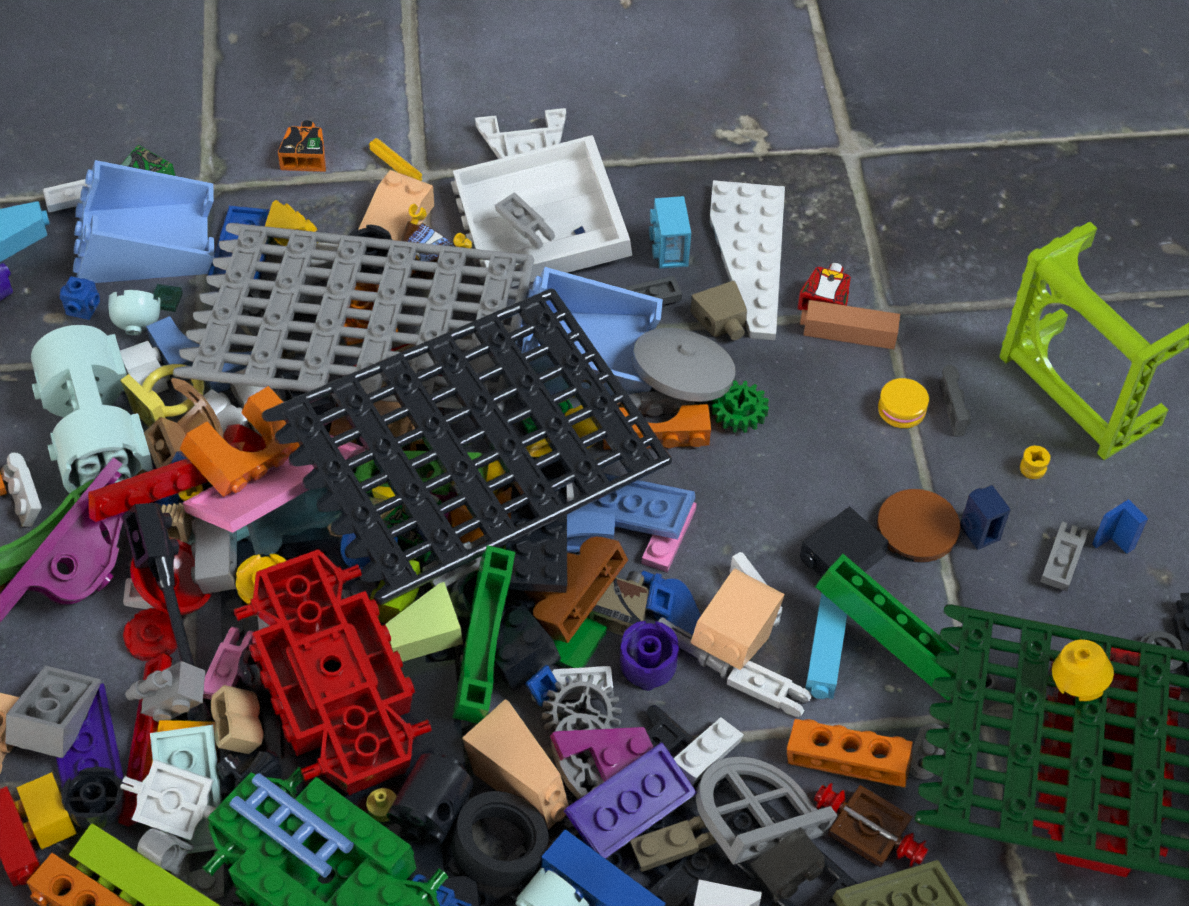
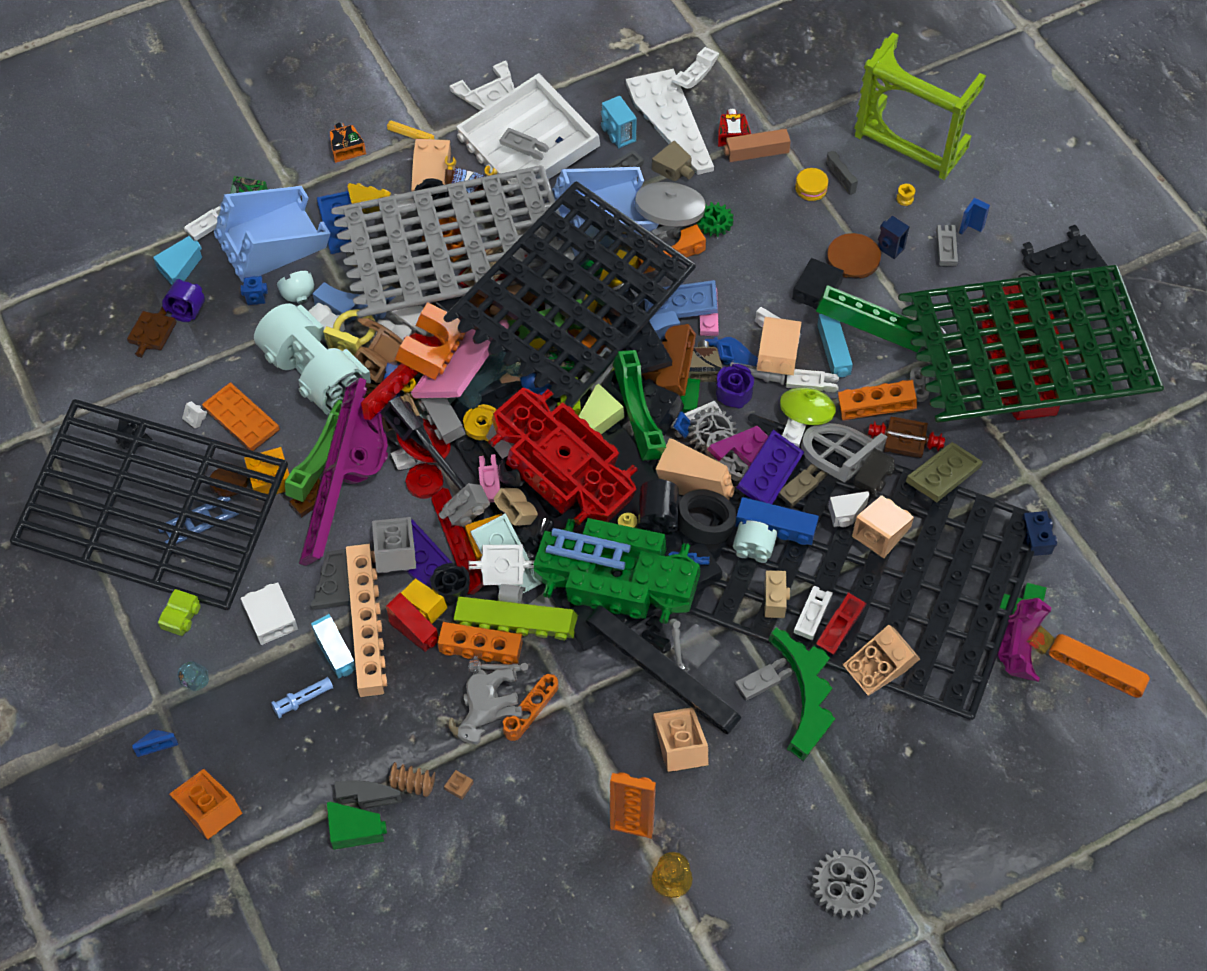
camera: 20 degrees left, 5 degrees up
(22, 489) = (290, 423): white hinge -> none
(169, 296) = (311, 268): clear green tile -> none
(742, 724) = (807, 406): none -> lime dish
(812, 202) = (698, 70): none -> white slope
(1082, 670) = (994, 304): yellow cone -> none

